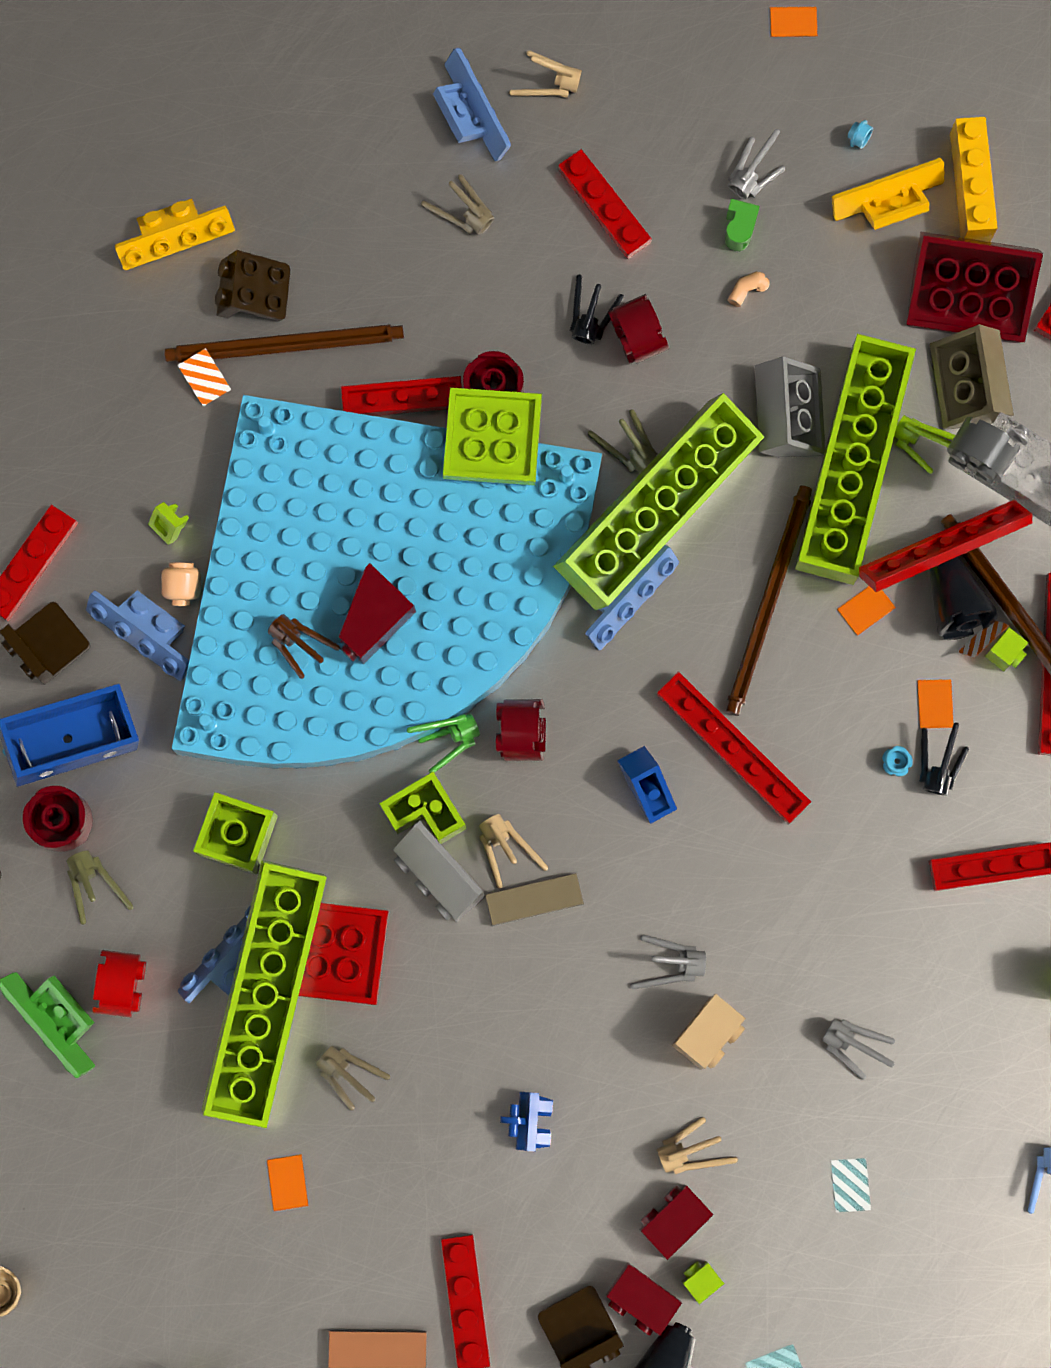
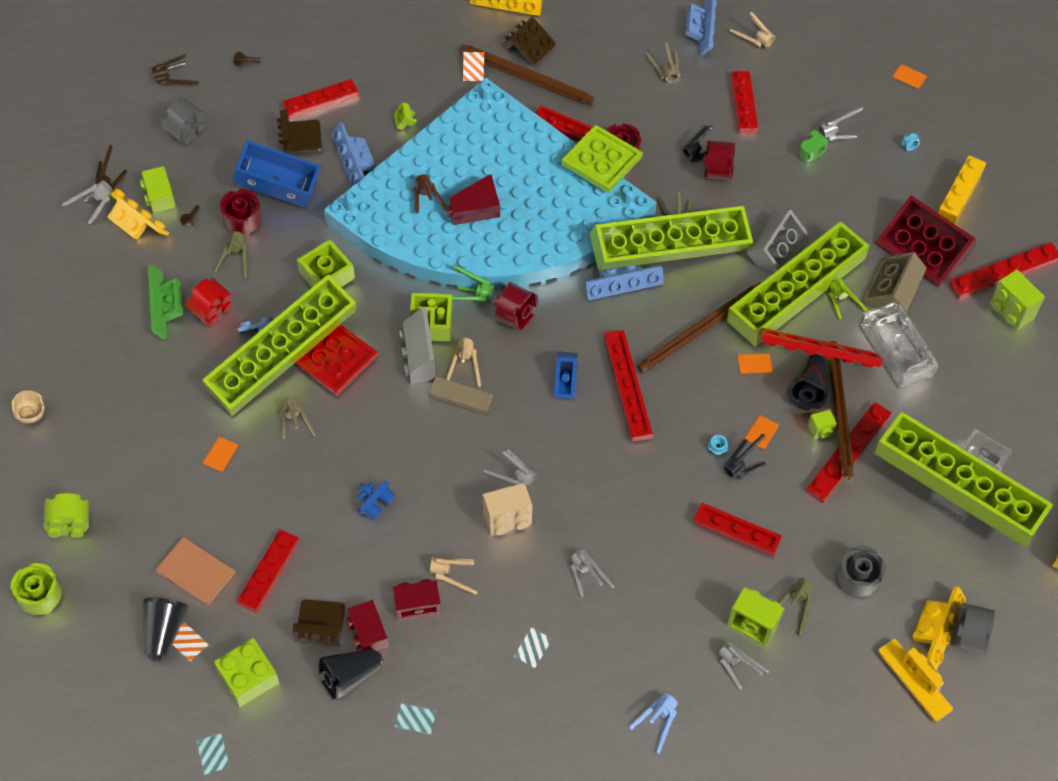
camera: 30 degrees right, 20 degrees down
(181, 583) = (388, 144): light nougat head -> none
(701, 1280) = (408, 639): lime plate -> none
(745, 284) = (796, 175): light nougat arm -> none
(891, 197) = (908, 176): yellow bracket -> none
(982, 450) = (871, 304): dark grey brick -> none

